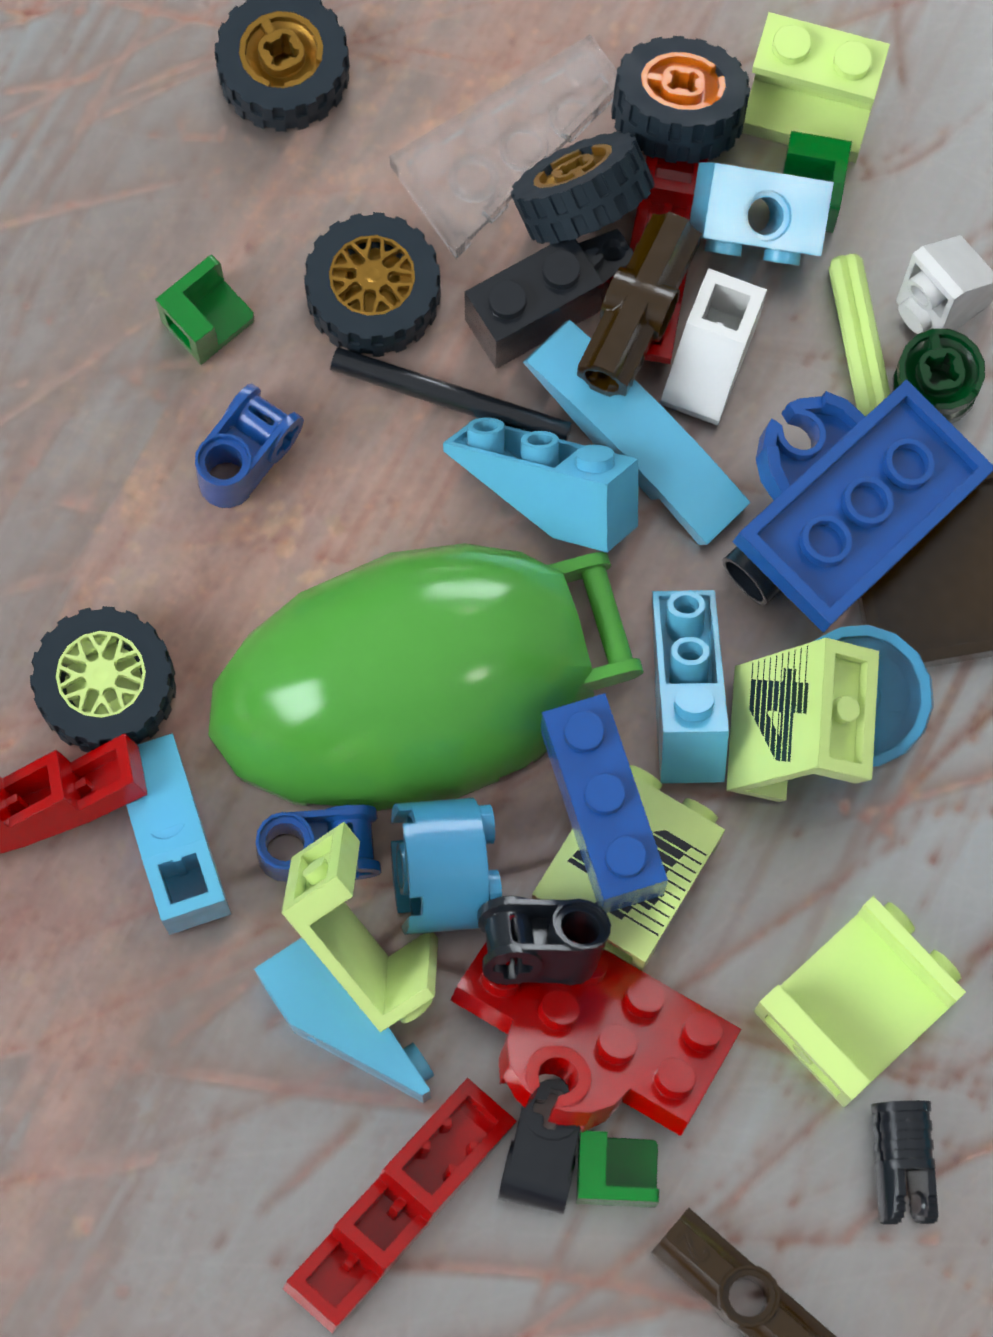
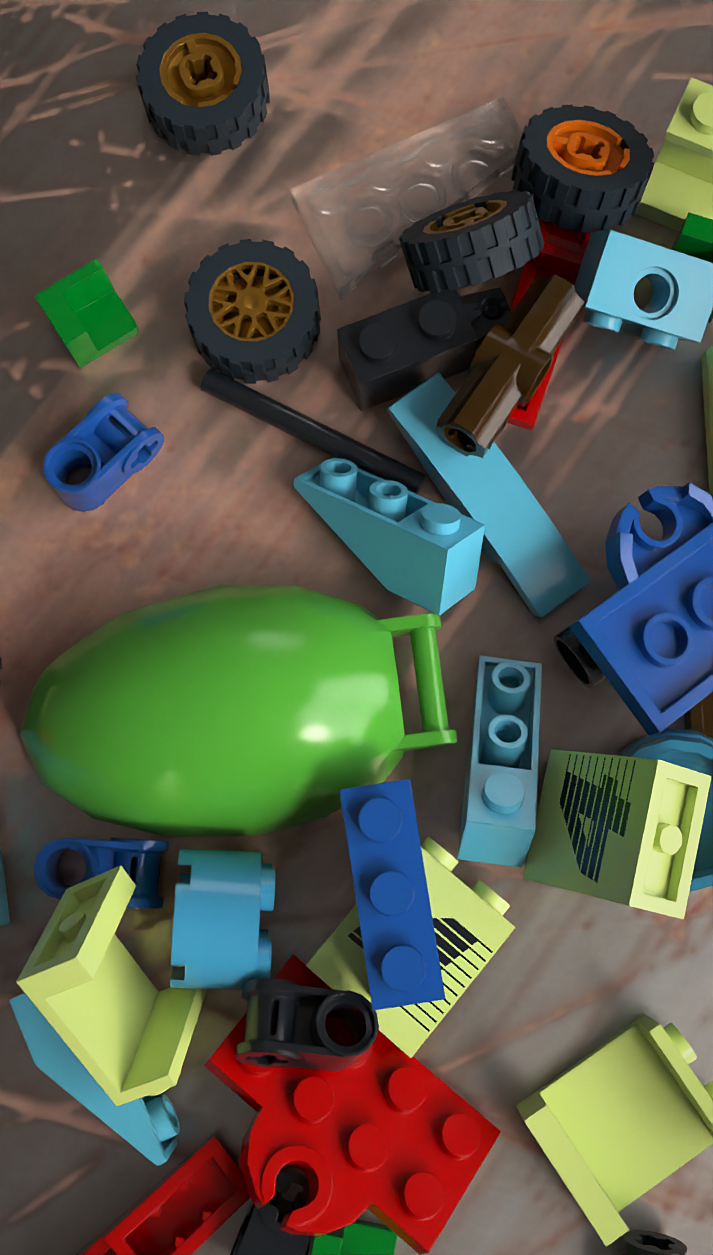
camera: 15 degrees right, 5 degrees up
(713, 346) = (578, 417): white slope -> none

